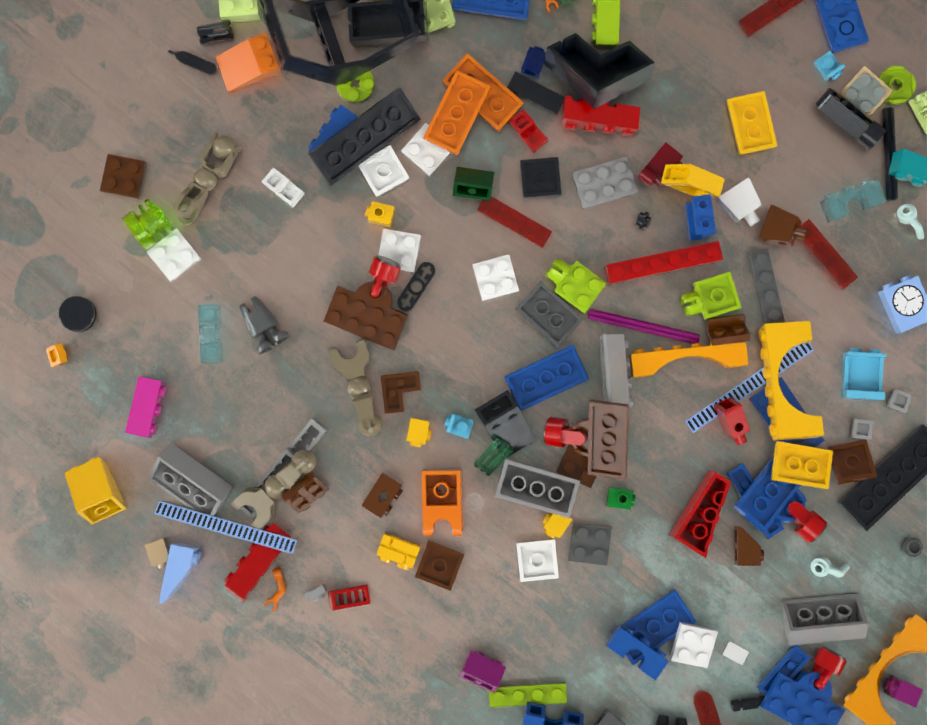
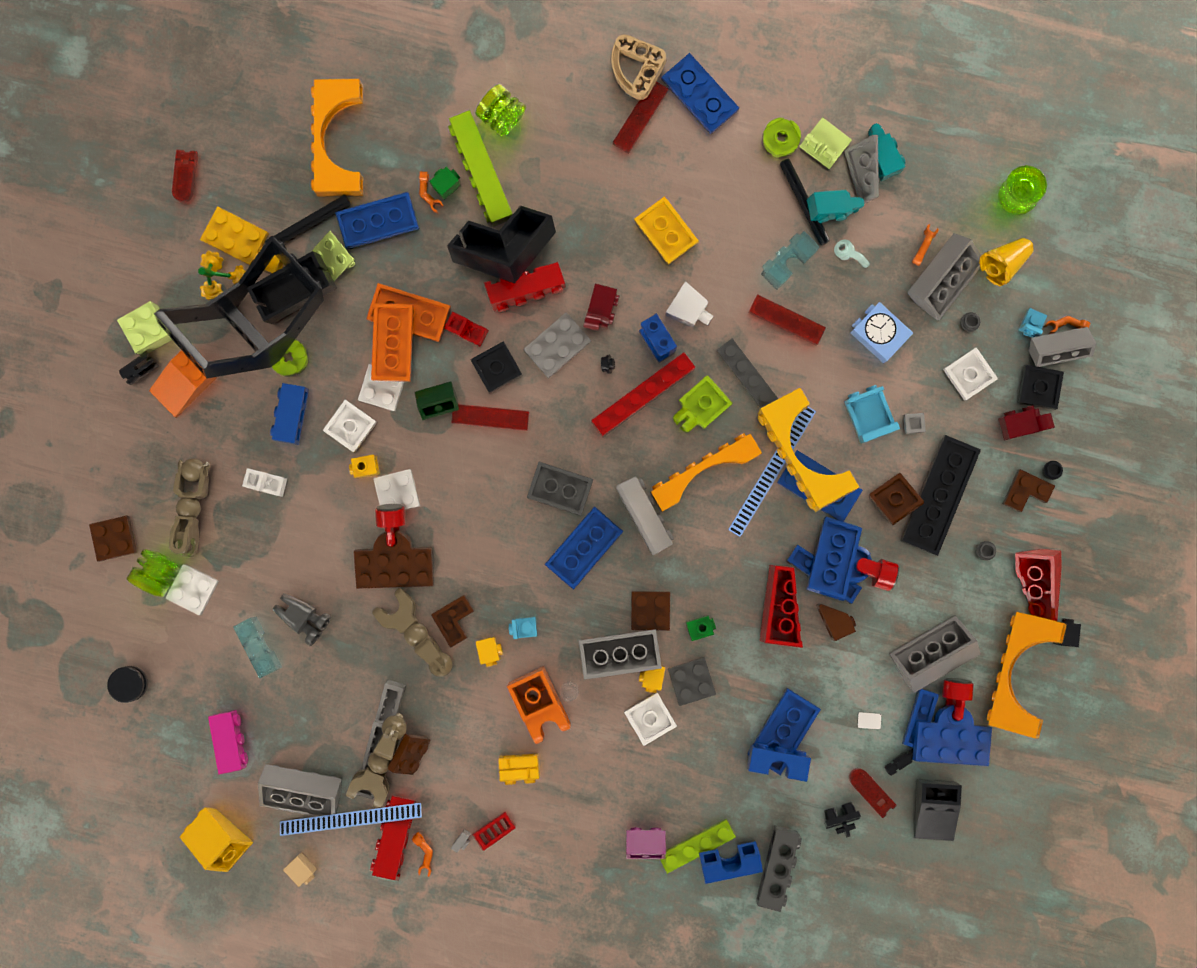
camera: 15 degrees left, 0 degrees up
(56, 355) = (124, 730): light orange plate -> none
(180, 564) = (323, 873): light blue slope -> none
(195, 62) = (137, 403): black piece -> none
(364, 136) = (317, 402): black plate -> none
(373, 501) = (481, 712): reddish brown brick -> none
(428, 277) = (431, 533): black beam -> none
(439, 565) = (563, 764): reddish brown plate -> none
(490, 469) = (556, 654): clear green tile -> none
(495, 277) = (496, 477): white plate -> none
(504, 420) = (565, 607): black slope -> none
(534, 62) = (442, 264): clear blue brick -> none
(536, 93) = (457, 291): black tile -> none
(575, 284) = (572, 449): lime plate -> none
(599, 437) = (654, 582): plate -> none
(643, 326) = (651, 460): magenta axle -> none
(692, 180) = (635, 307): yellow window -> none
(693, 645) = (827, 731): white plate -> none
(727, 329) = (729, 429): reddish brown bracket -> none
(733, 419) = (770, 509): red torso -> none
(781, 228) = (736, 314): reddish brown torso -> none
(802, 465) = (851, 522): yellow plate -> none
(827, 567) = (916, 605): light aqua plate -> none
(829, 66) = (713, 147): medium azure bracket -> none
(850, 119) = (754, 186): black beam -> none
(862, 429) = (891, 464): light grey plate -> none
(866, 91) = (757, 156): light grey piece -> none
(902, 690) = (1036, 687): magenta brick -> none

